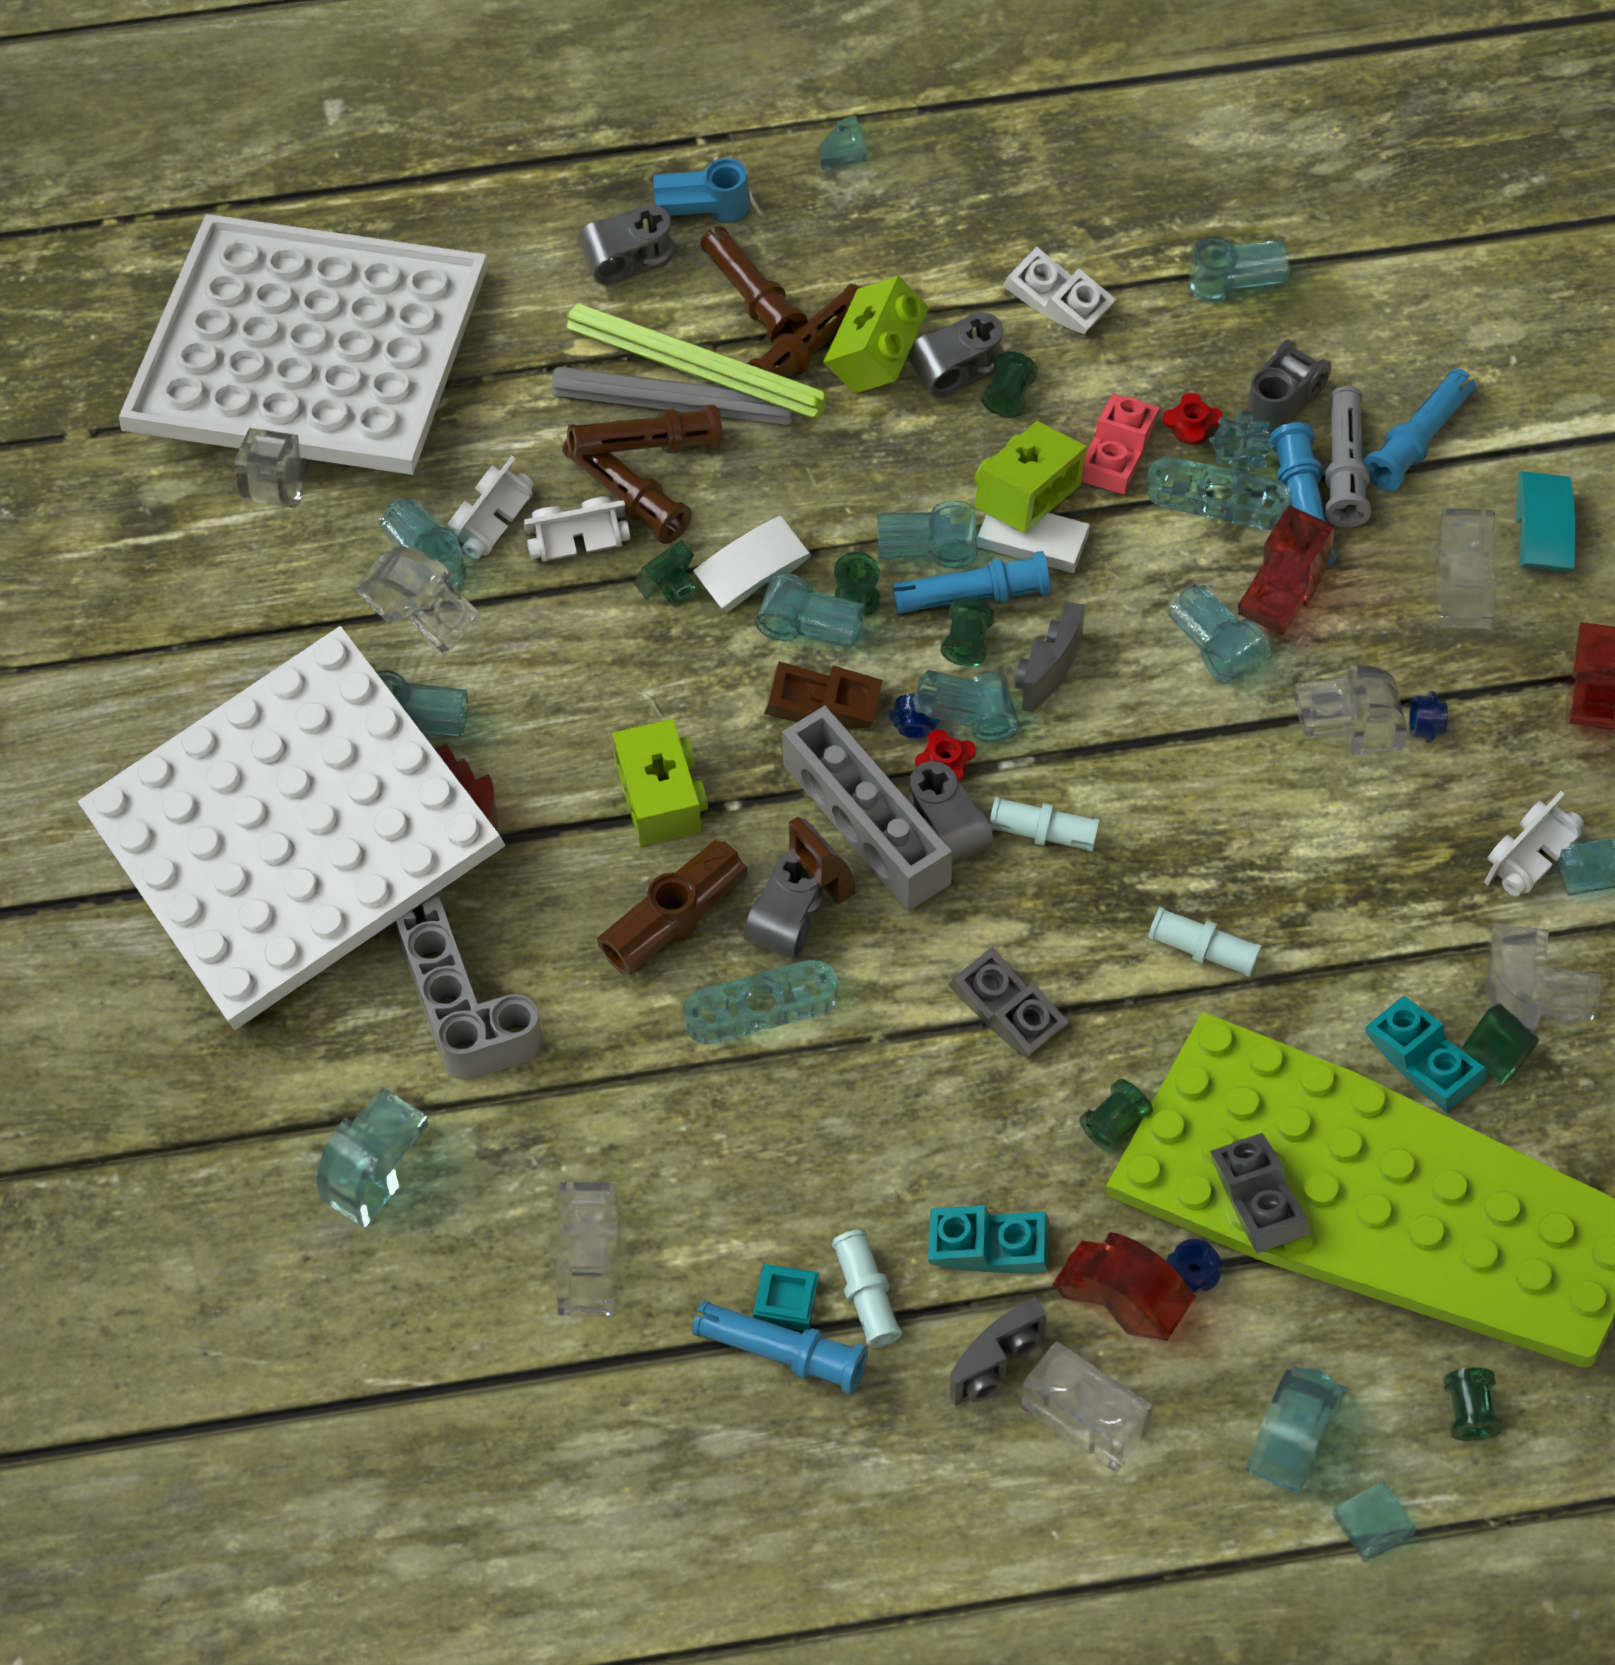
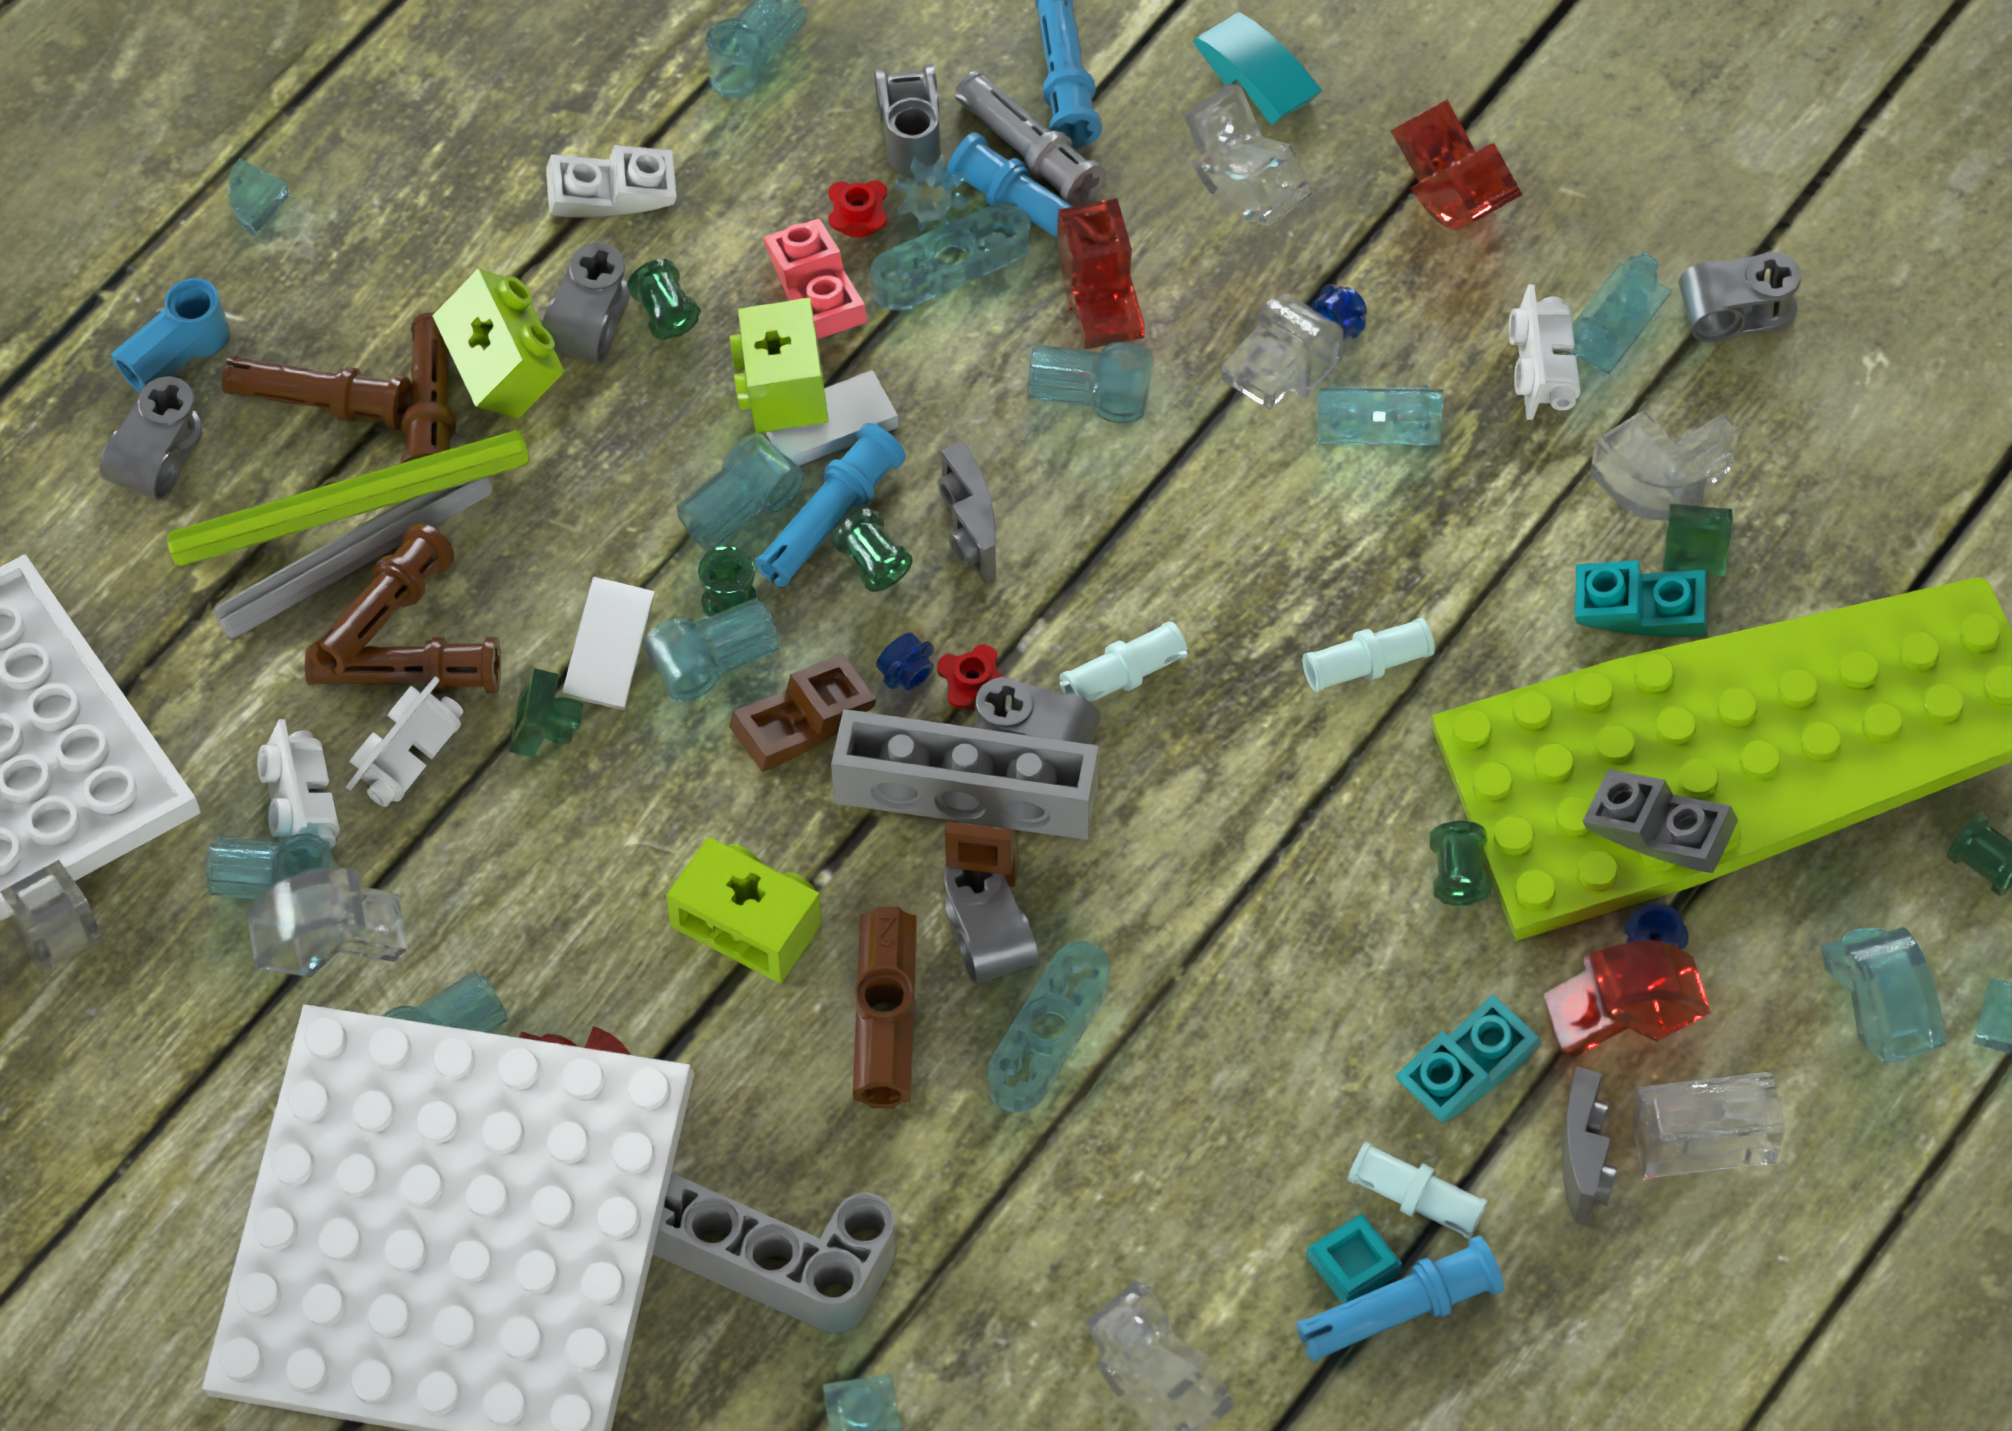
camera: 45 degrees left, 0 degrees up
(976, 702) = (951, 607): clear light blue piece -> none
(1006, 1004) = (1272, 849): flat silver slope -> none
(1377, 799) = (1380, 415): none -> clear light blue hinge

